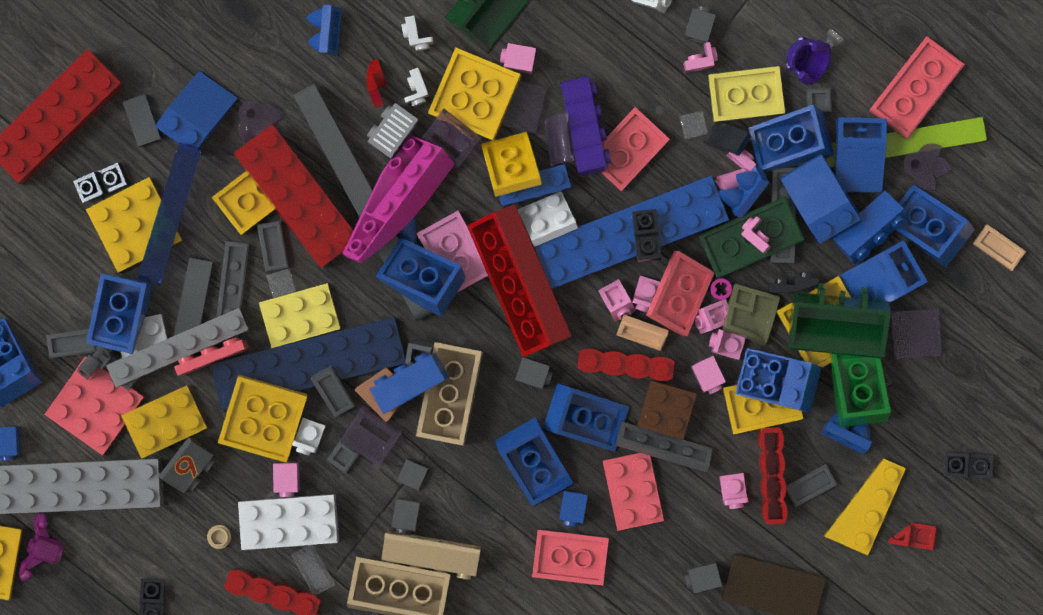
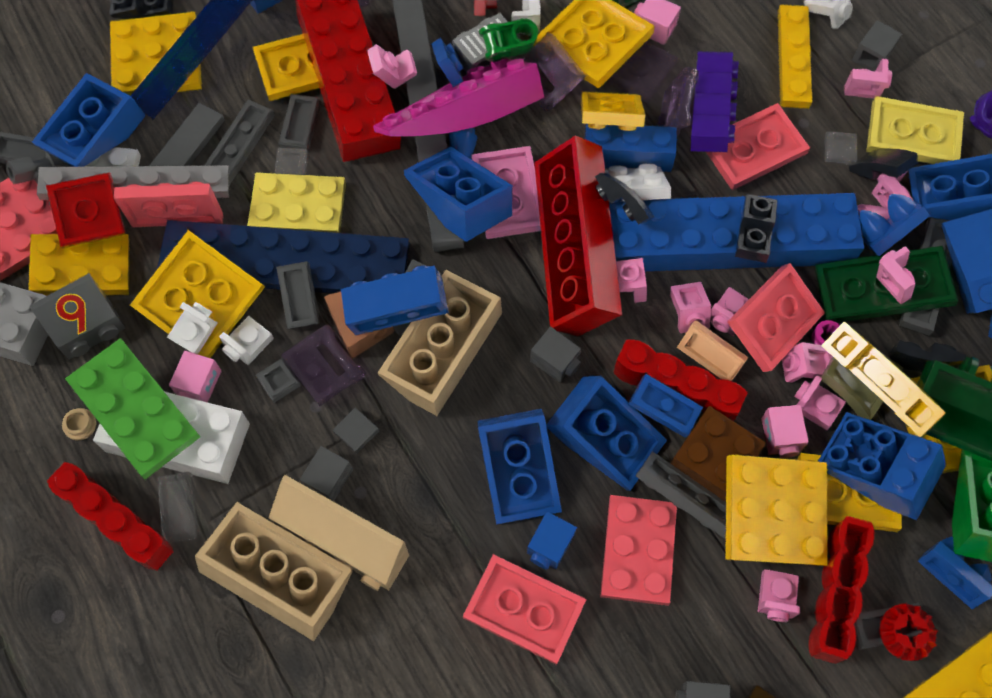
camera: 20 degrees right, 20 degrees down
(156, 386) = (85, 210): none -> red tile
(260, 520) = (132, 408): none -> bright green plate
(271, 445) = (193, 327): none -> white bracket
(332, 187) = (391, 68): none -> bright pink bracket
(370, 162) = (448, 61): none -> blue plate
(411, 134) = (502, 39): none -> green piece
(539, 244) = (616, 191): none -> black slope
(568, 298) = (632, 278): none -> bright pink bracket
(621, 389) = (665, 405): none -> blue tile
(637, 52) = (794, 56): none -> yellow plate
(715, 439) = (776, 510): none -> yellow plate
(765, 320) = (884, 379): none -> yellow slope
(812, 482) = (899, 644): none -> red gear

